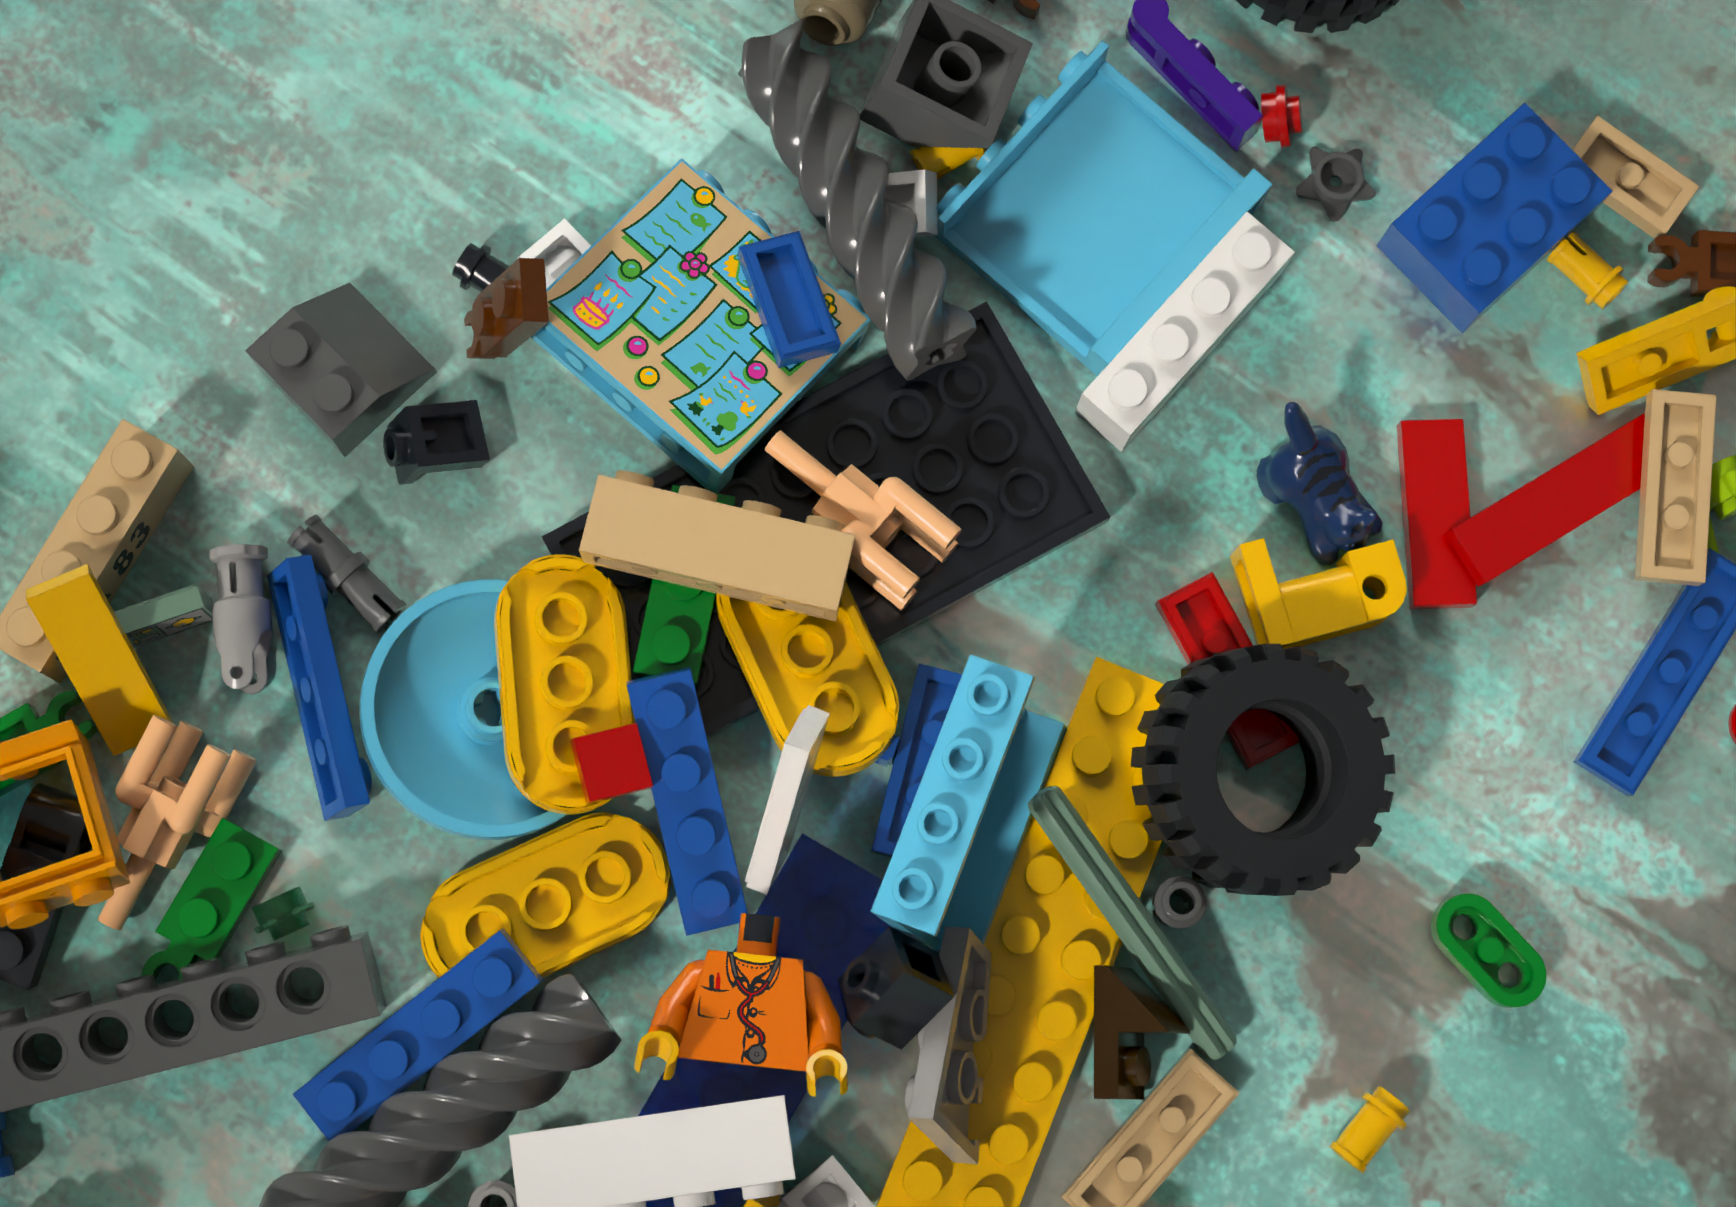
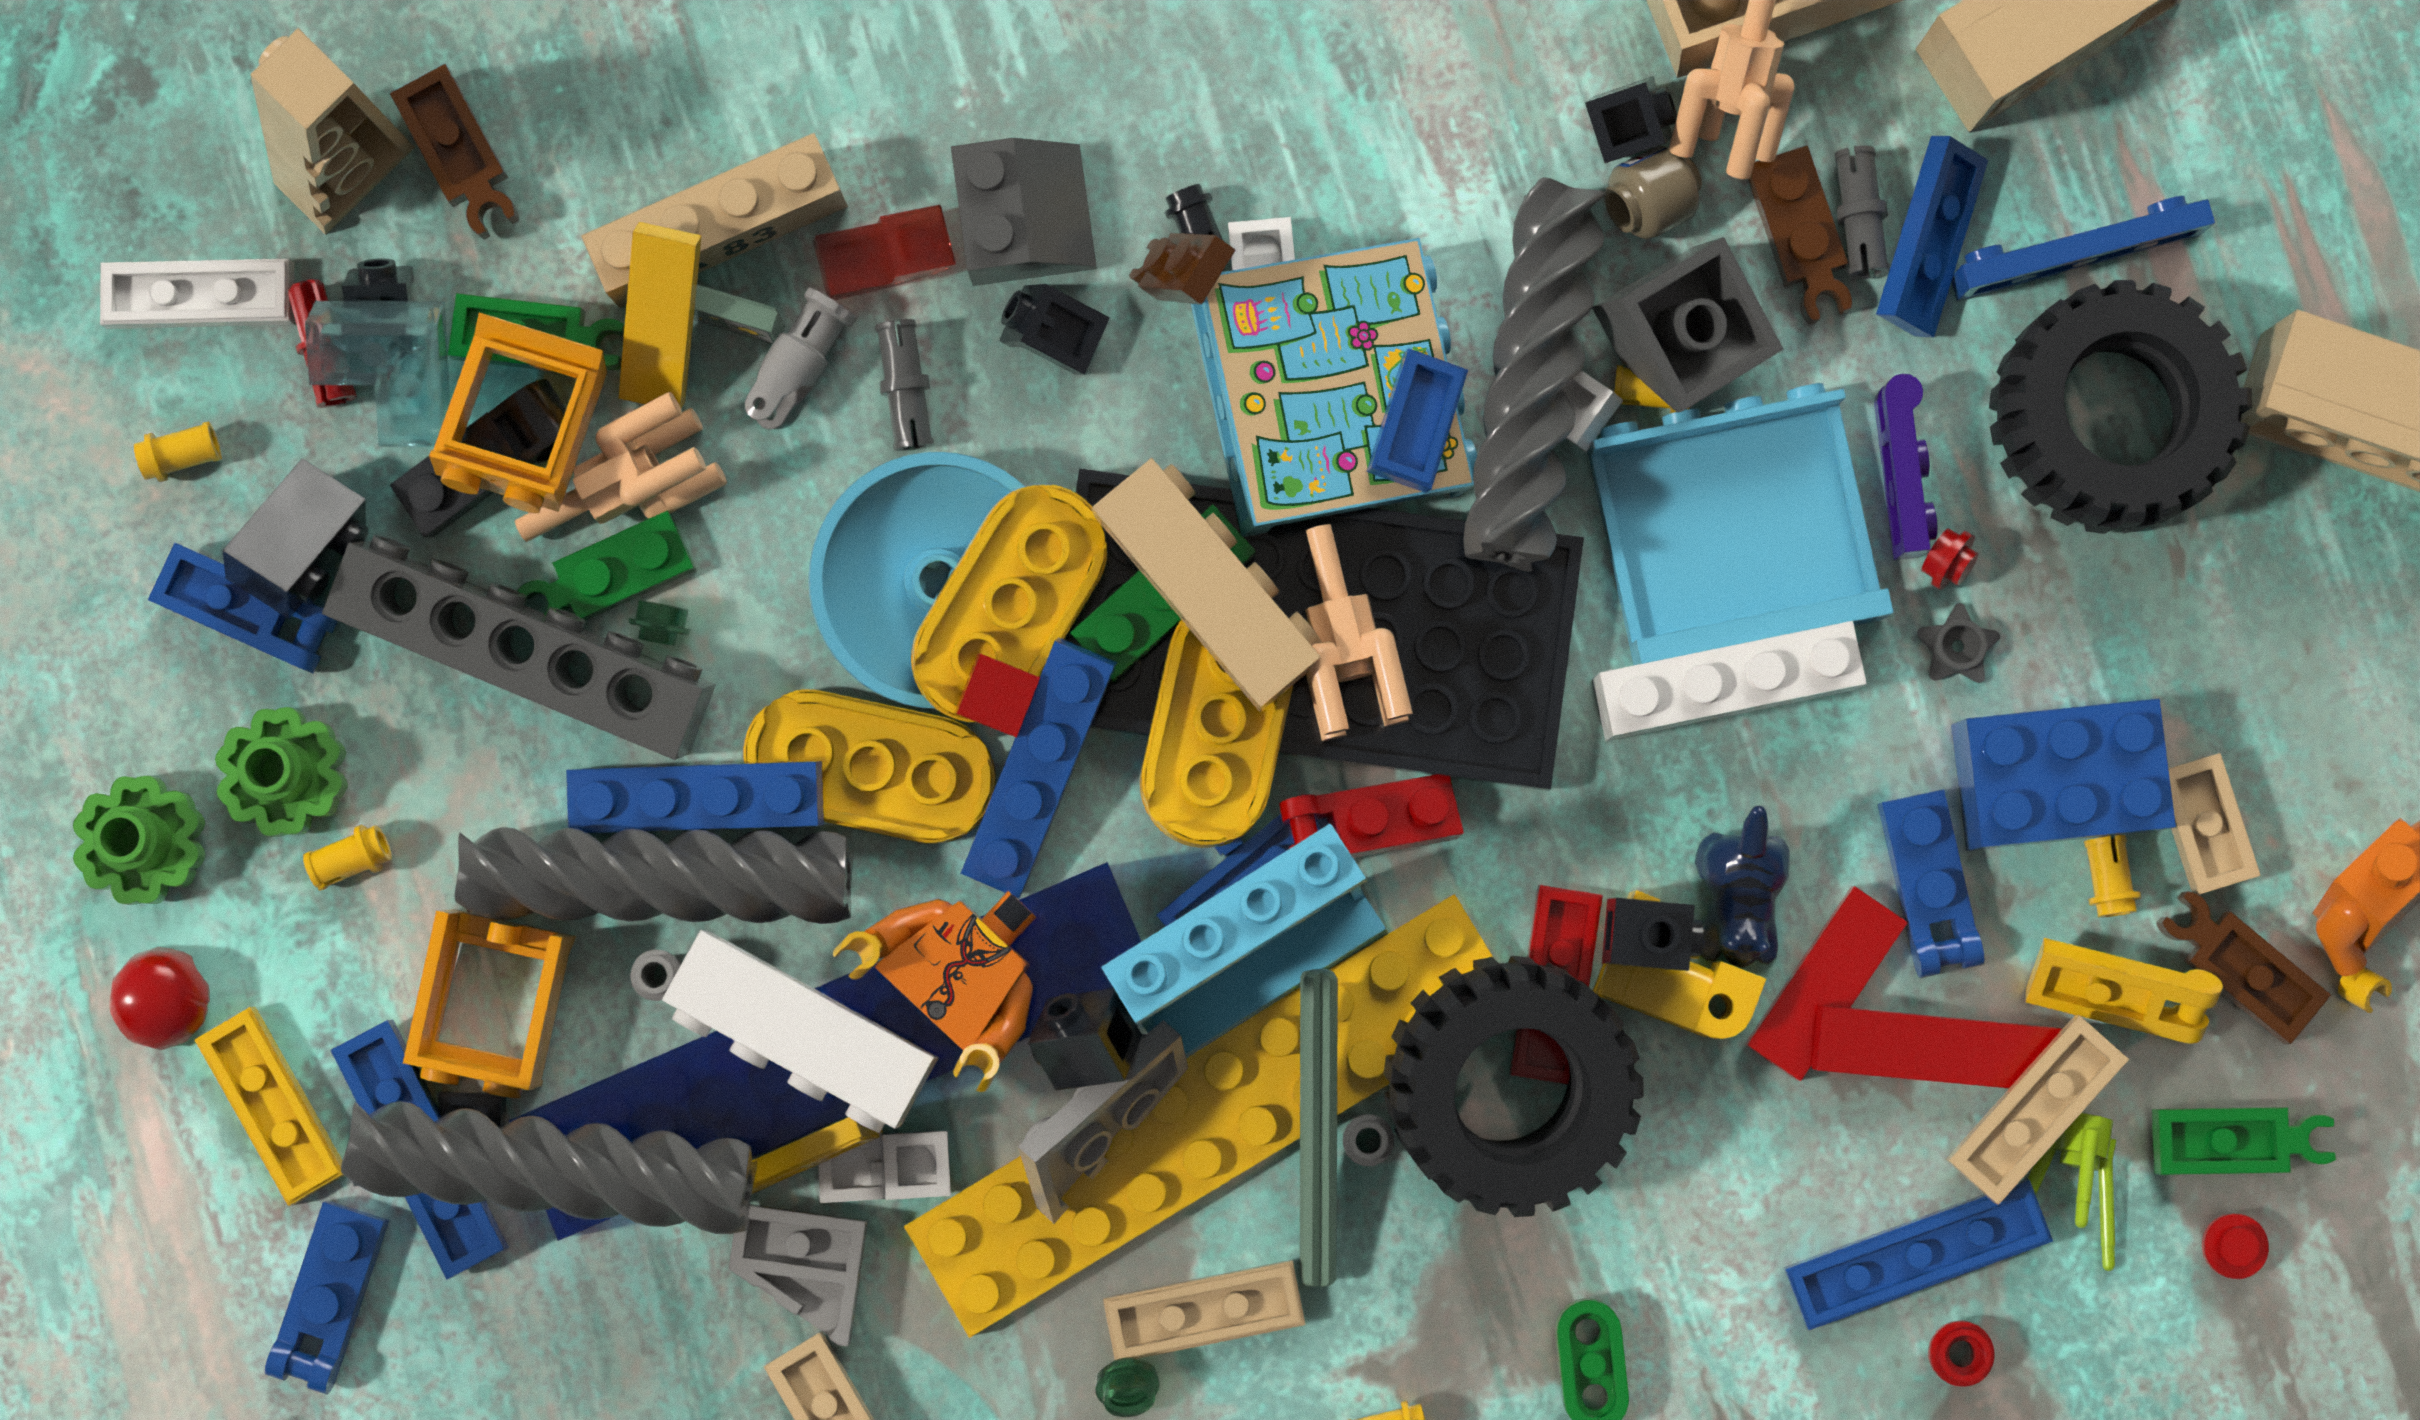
camera: 50 degrees right, 5 degrees up
(253, 481) = (884, 253): none -> clear red slope
(300, 607) = (848, 383): blue plate -> none
(786, 798) = (1113, 825): white tile -> none
(996, 631) = (1380, 815): none -> red plate
(1122, 1015) = (1257, 1195): dark brown slope -> none
(1280, 568) = (1651, 934): none -> black brick
(1455, 376) = (1930, 881): none -> blue plate

